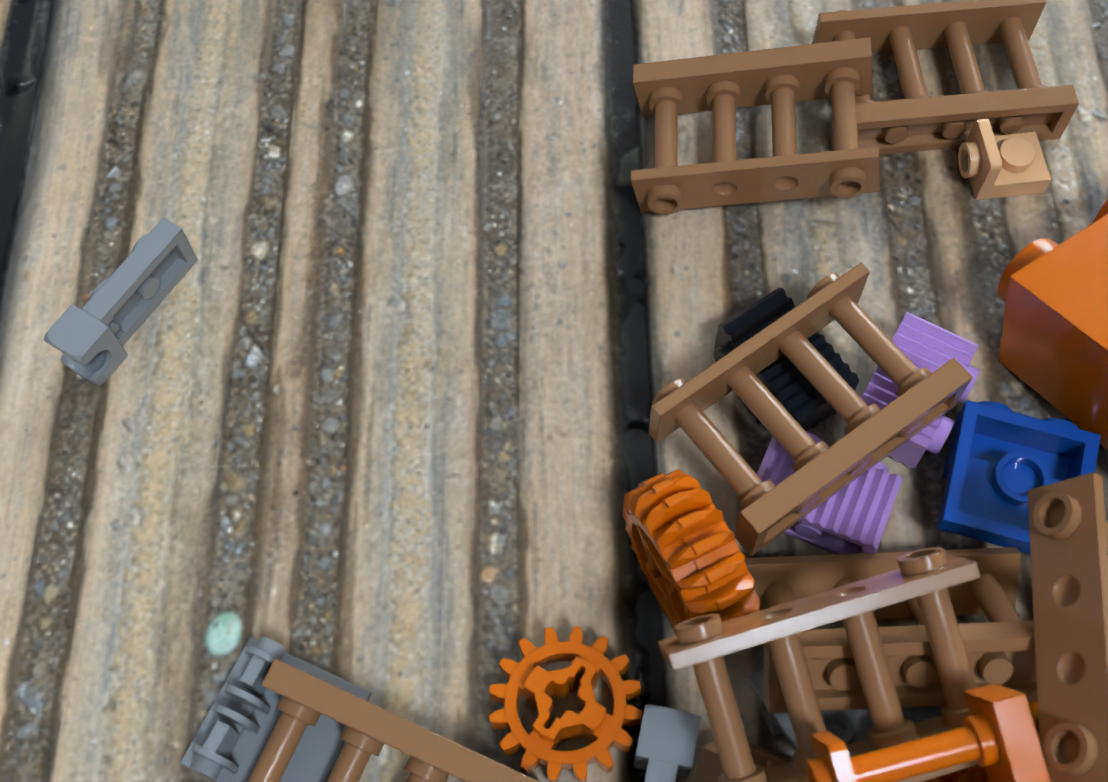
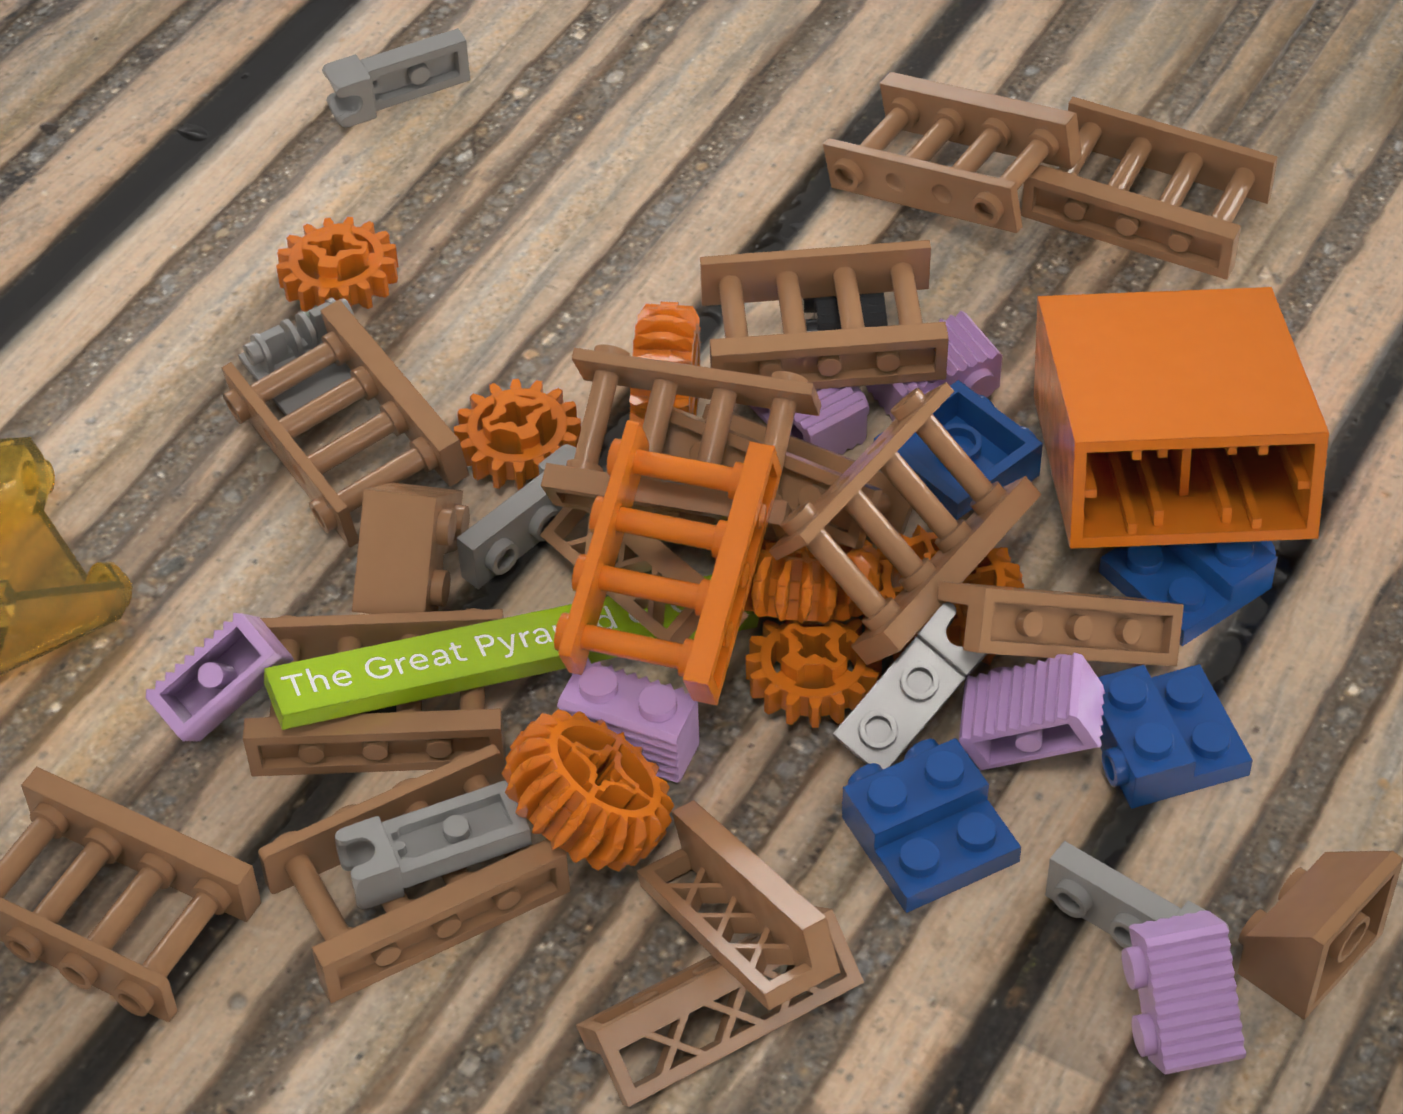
camera: 30 degrees right, 15 degrees down
(192, 586) = (337, 264): none -> orange gear
(1002, 163) = (1149, 266): light nougat bracket -> none

